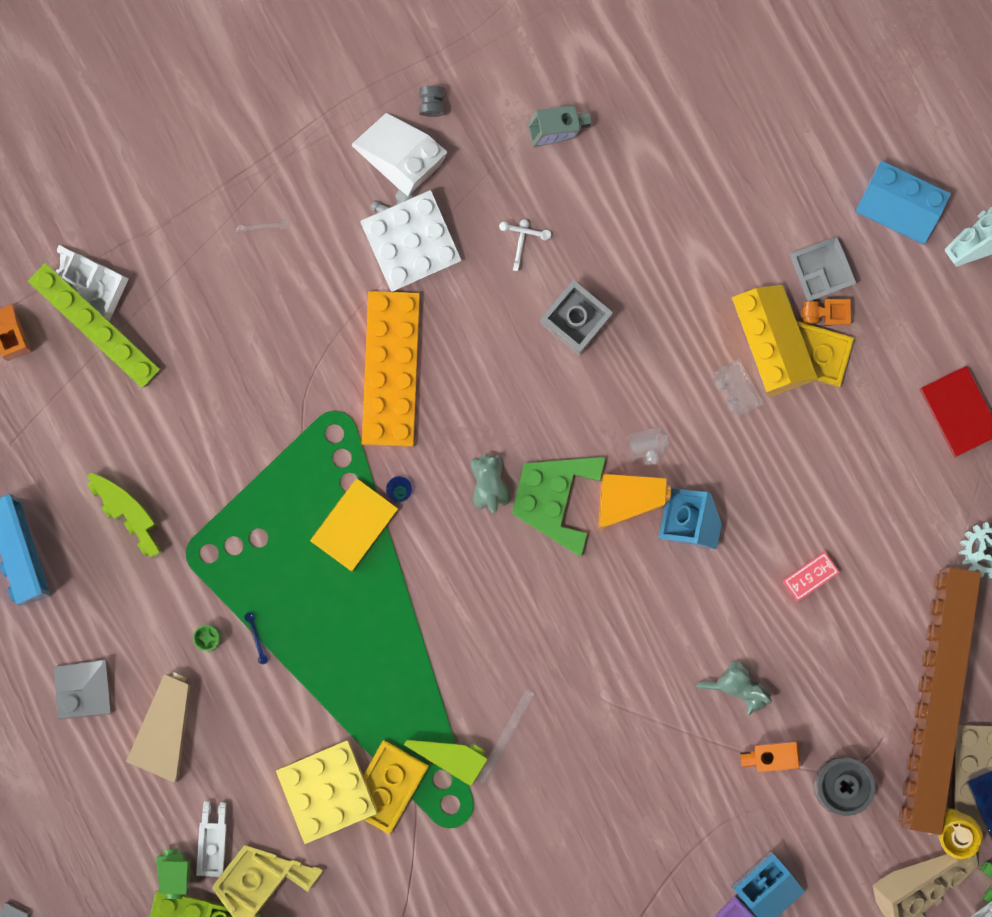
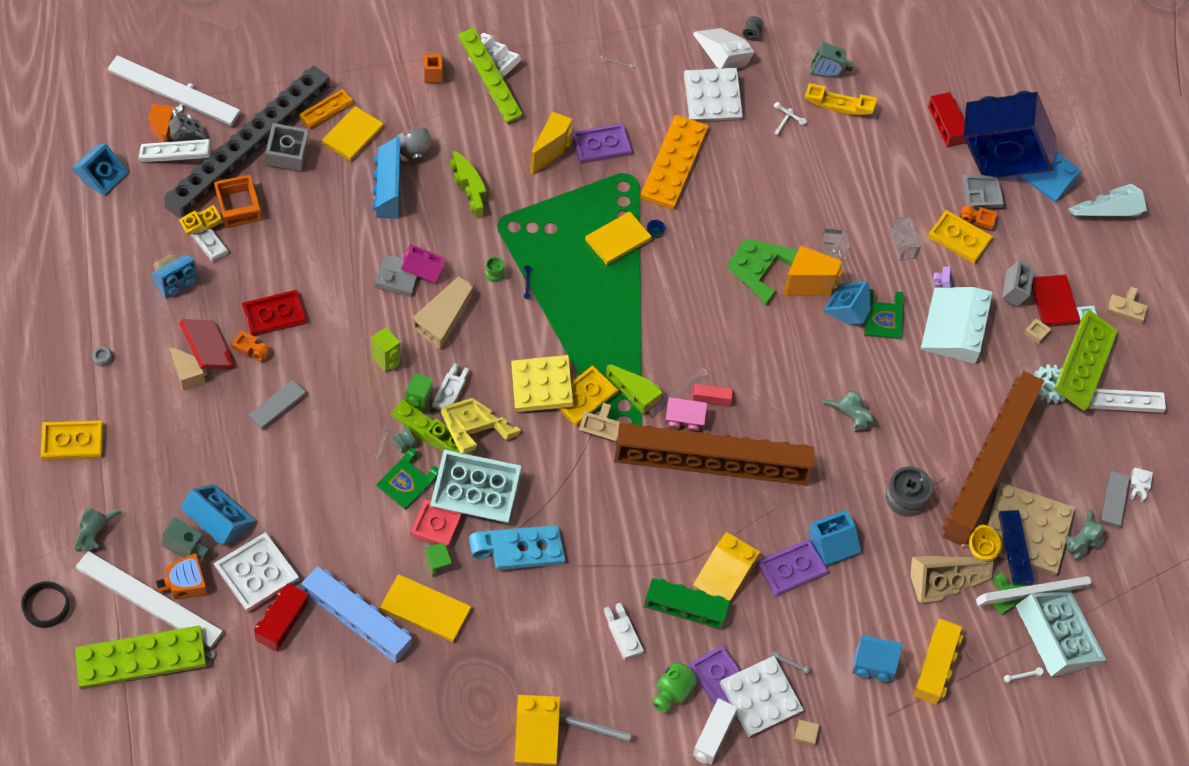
camera: 15 degrees right, 25 degrees down
(30, 478) = (415, 143): none -> light grey cylinder
(109, 668) = (422, 263): none -> dark pink hinge
(109, 824) = (385, 350): none -> lime brick
(216, 406) = (552, 141): none -> yellow slope
(282, 374) = (601, 143): none -> medium lavender tile
(423, 827) = (600, 424): none -> tan plate
(489, 486) = (718, 240): sand green animal -> none
(526, 773) = (685, 414): none -> bright pink brick
(551, 723) = (712, 395): none -> coral slope
(576, 317) = (808, 166): light grey brick -> none
(581, 826) = (714, 454): none -> dark orange brick
(588, 184) = (840, 103): none -> yellow slope
(742, 521) = (885, 318): none -> green flag
(746, 162) = (947, 118): none -> red brick
(774, 339) = (938, 216): yellow slope -> none
(785, 756) = (865, 457): orange torso -> none
(808, 434) = (944, 279): none -> lavender tile
(810, 576) = (922, 363): coral tile -> none
(839, 497) = (957, 322): none -> light aqua slope
(841, 191) = (1010, 135): none -> clear blue brick
(907, 410) = (1018, 283): none -> light grey brick
(948, 469) = (1037, 331): none -> tan tile

